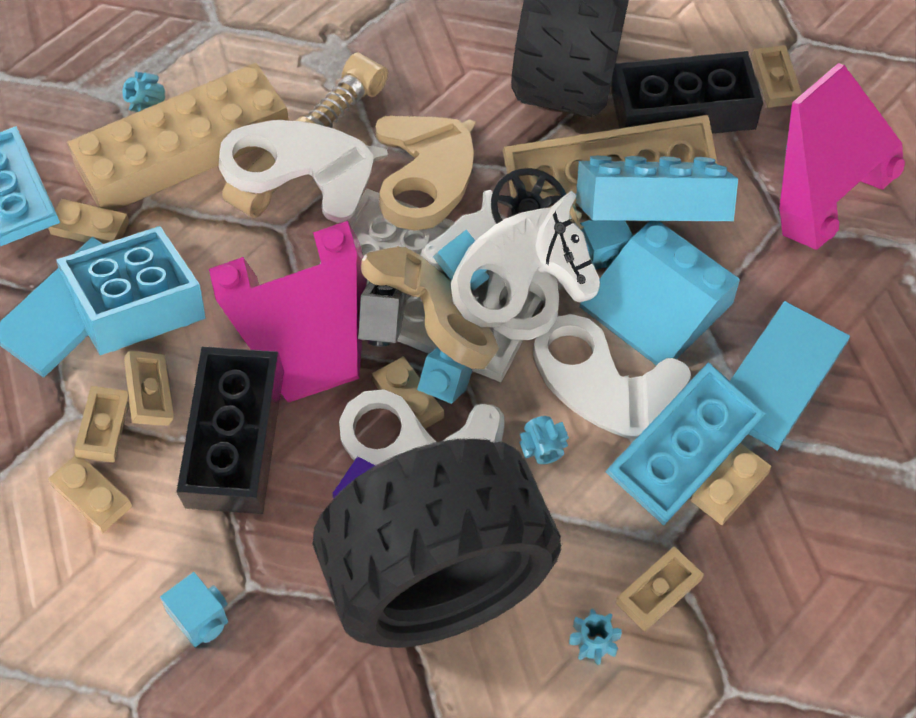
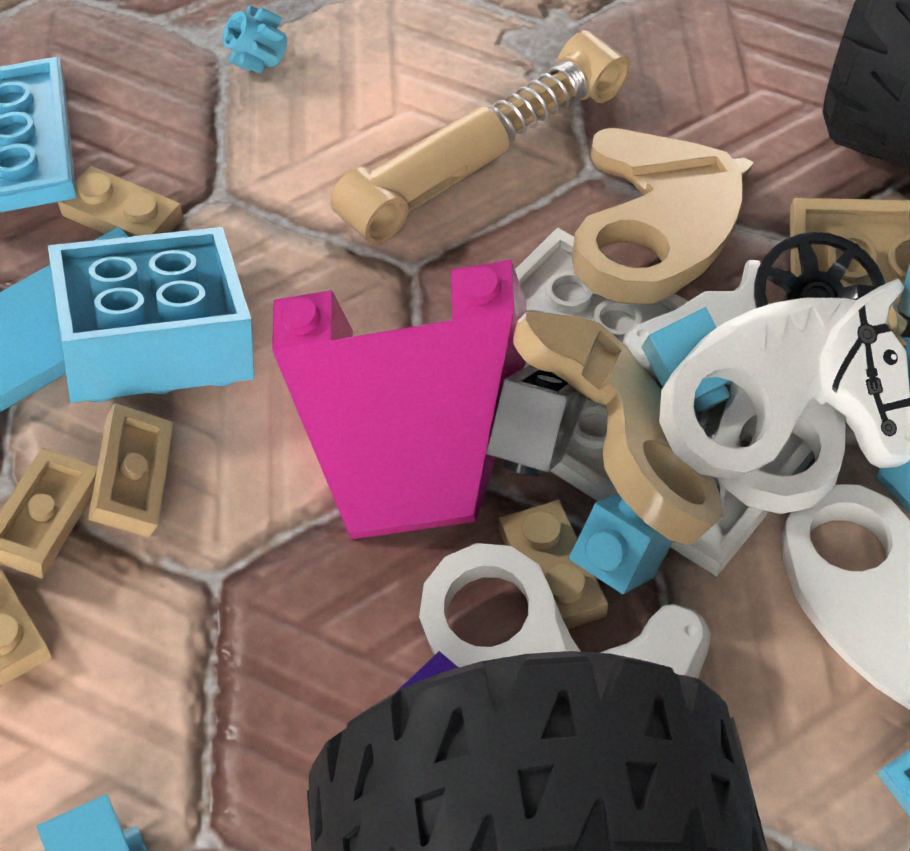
camera: 15 degrees right, 5 degrees down
(172, 138) = (289, 108): tan brick -> none
(212, 443) = (238, 565): black brick -> none
(334, 159) = (514, 173): white animal -> none
(544, 440) = (774, 691): medium azure gear -> none

